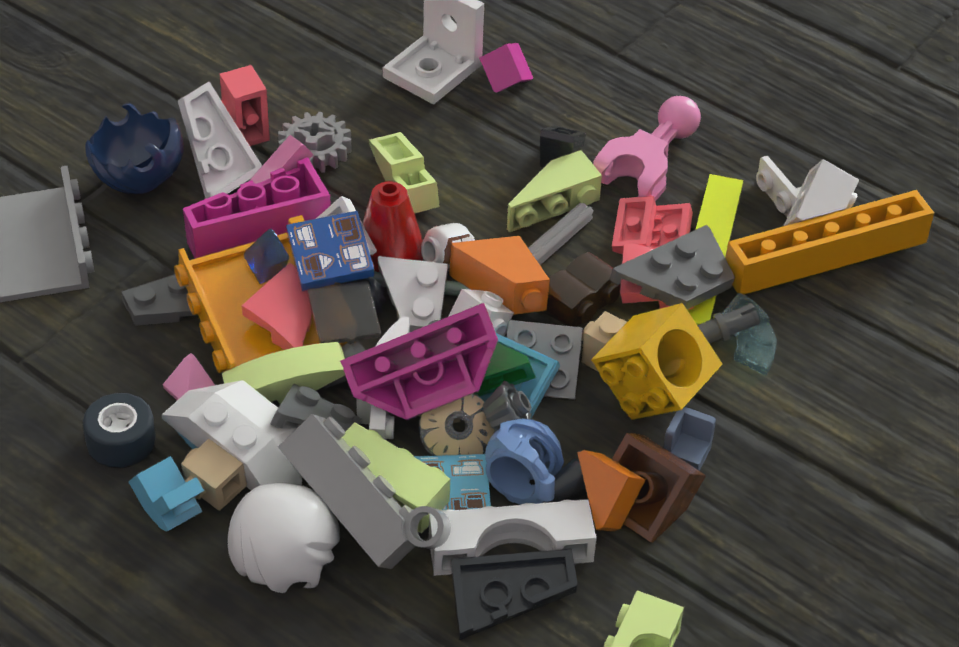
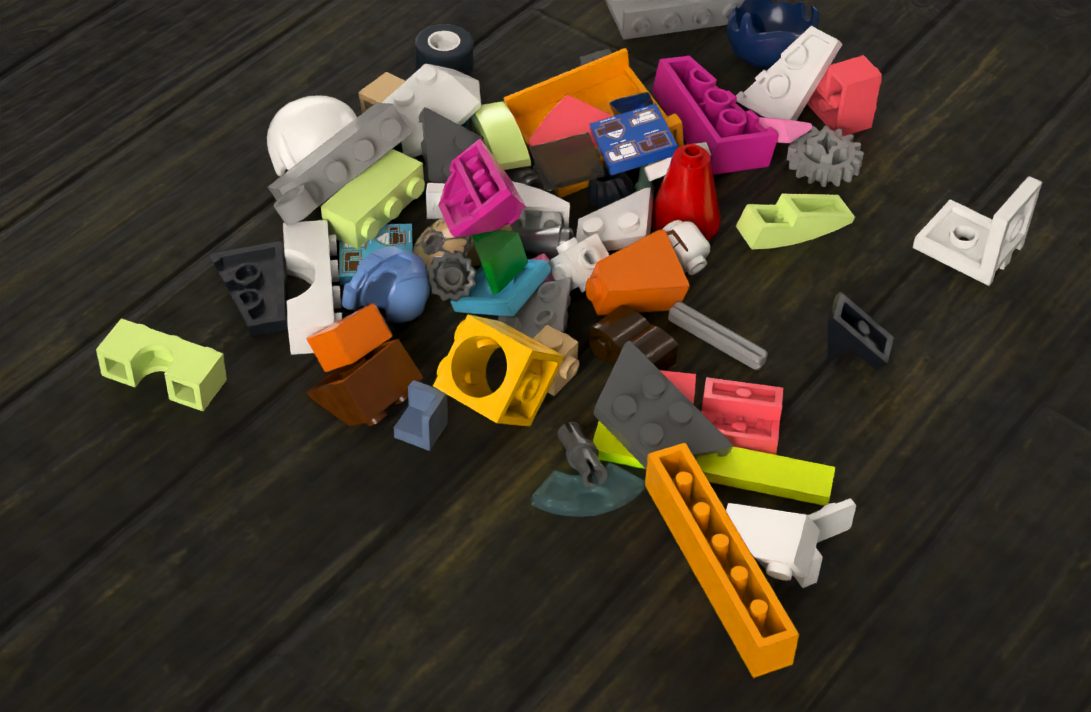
camera: 90 degrees right, 0 degrees up
(166, 494) = (367, 71): medium azure brick -> none
(186, 377) = (502, 90): bright pink slope -> none
(506, 67) = (980, 298): dark pink panel -> none
(555, 191) = (787, 333): yellowish green slope -> none
(646, 154) = (850, 405): bright pink piece -> none

